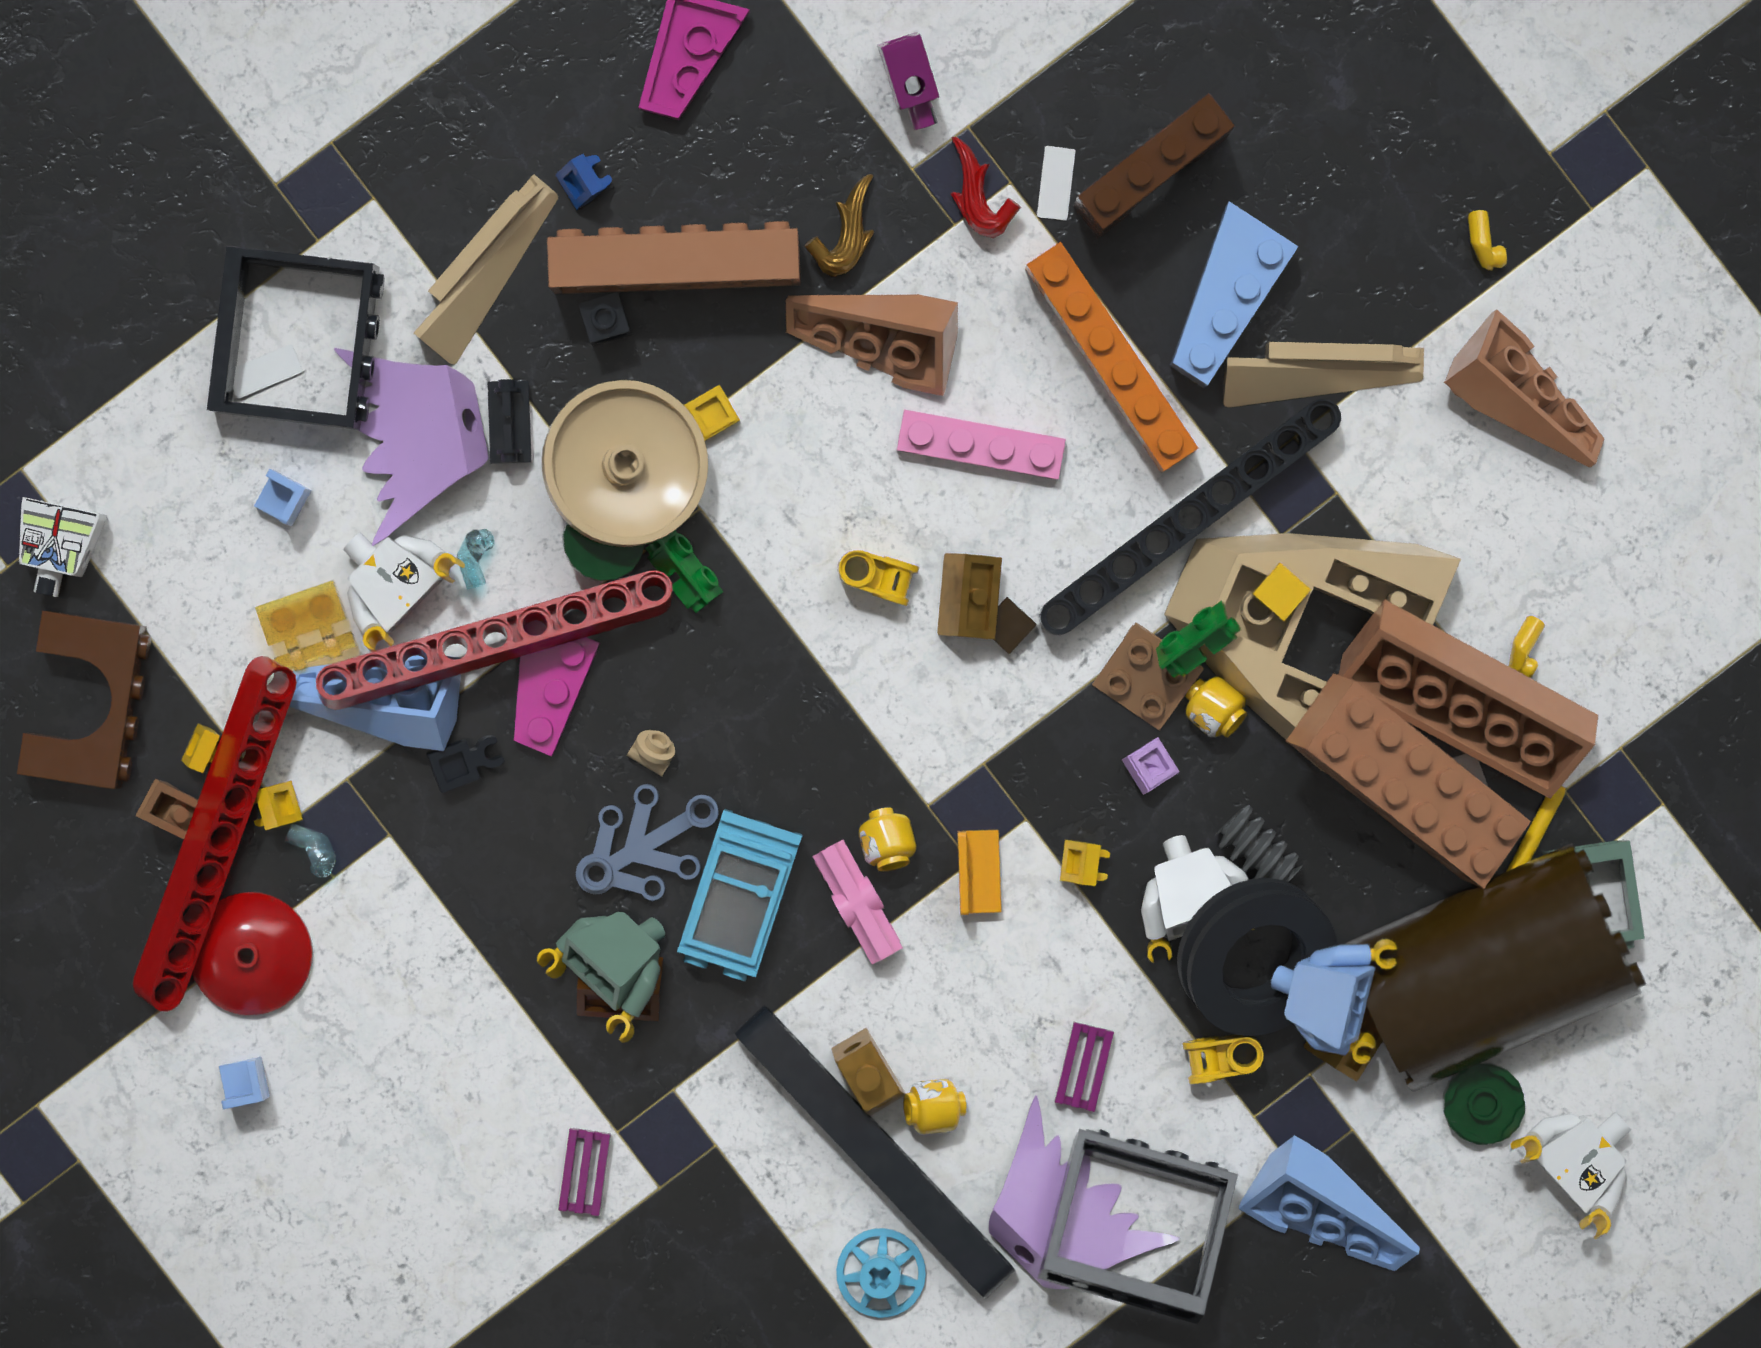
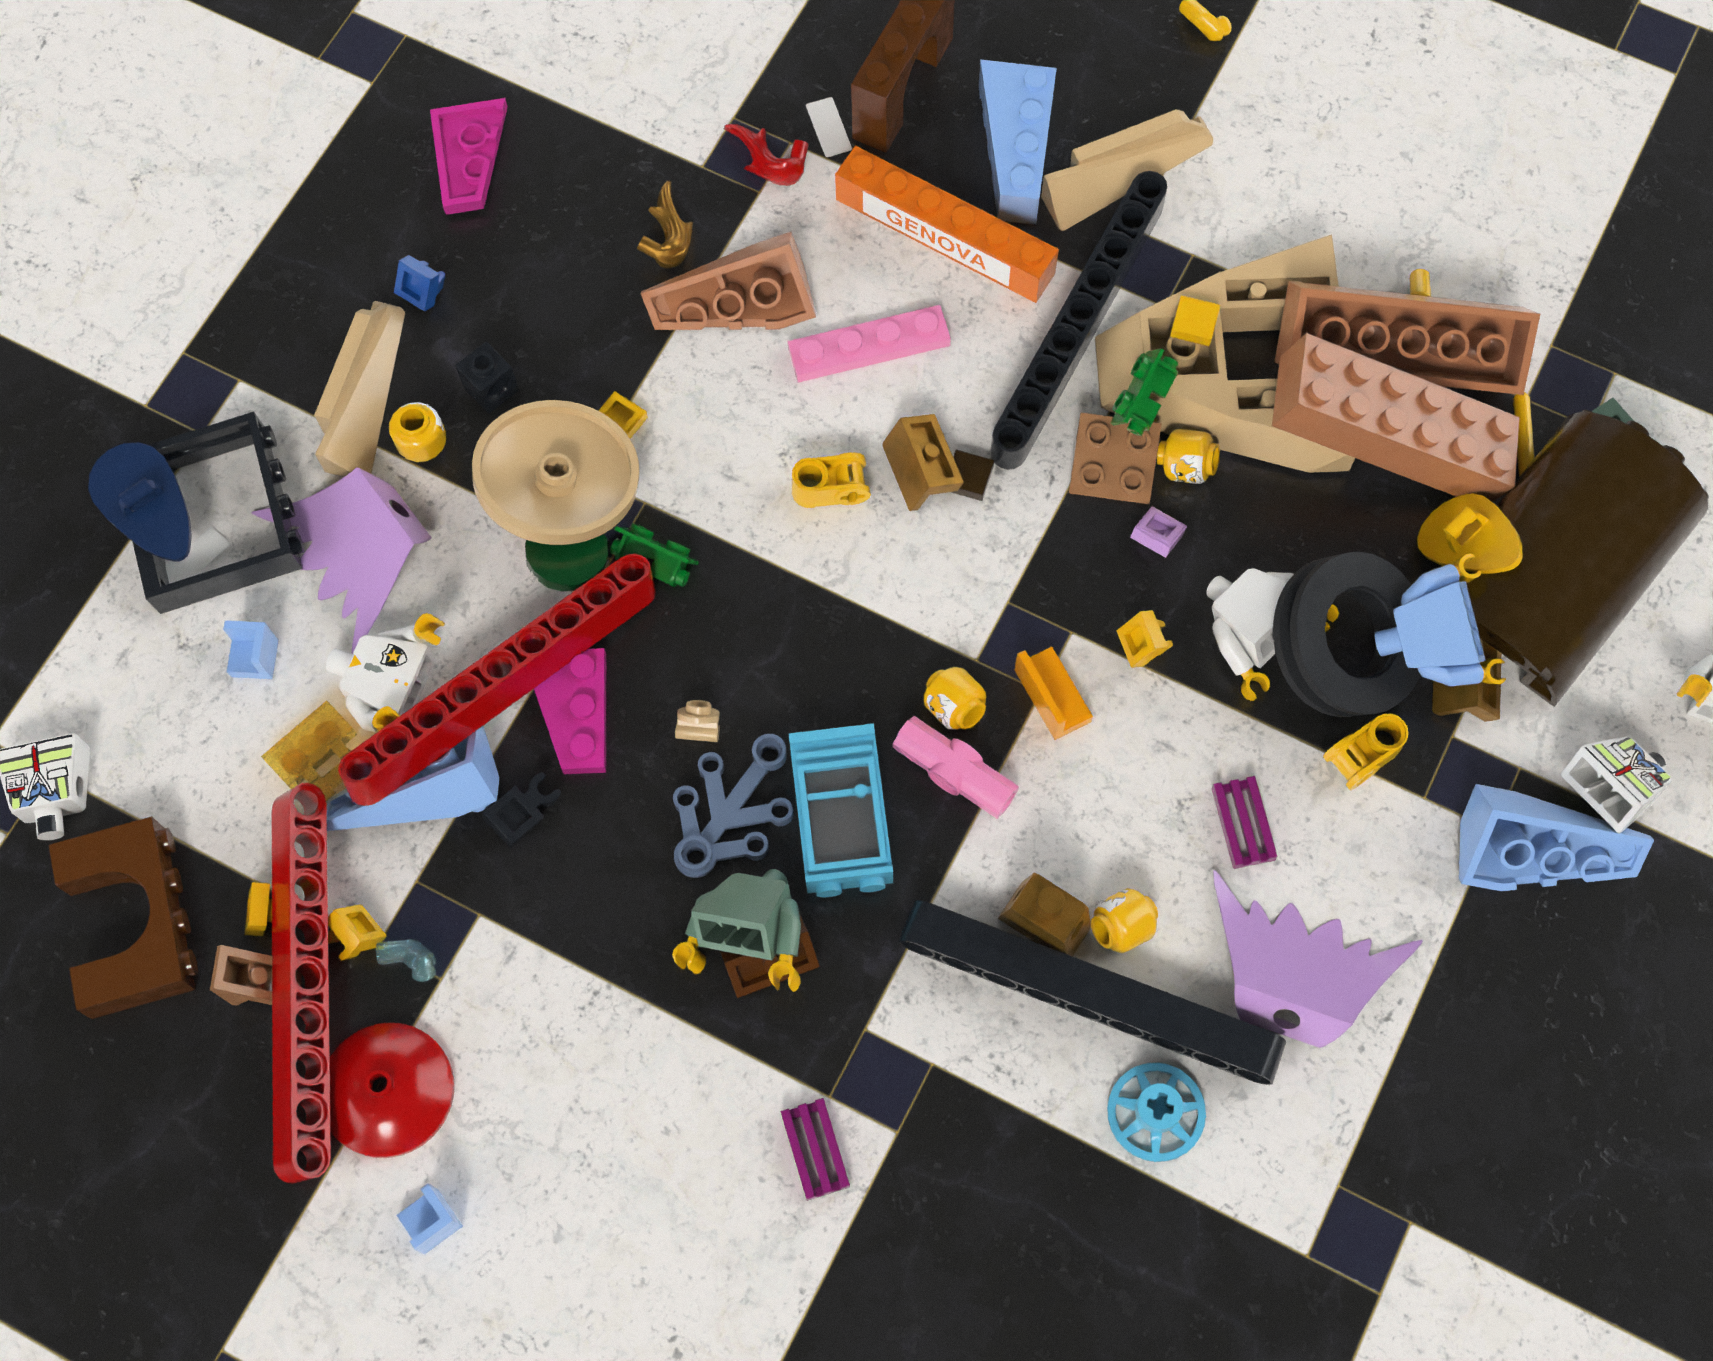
camera: 20 degrees left, 20 degrees down
(238, 307) = (142, 499): none -> dark blue shield
(471, 552) = (451, 634): clear light blue arm -> none
(506, 338) = (417, 432): none -> yellow head
(509, 421) = (437, 499): black hinge -> none
(673, 260) = (528, 297): nougat brick -> none
(902, 60) = (663, 83): magenta torso -> none
(1122, 1288) = (1396, 993): window -> none
(1257, 847) = (1287, 552): dark grey piece -> none
(1418, 913) = (1471, 527): none -> yellow shield
(1420, 1190) = (1617, 779): none -> white torso
(1484, 1104) = (1623, 687): dark green tile -> none
(1508, 384) = (1275, 106): nougat wedge -> none

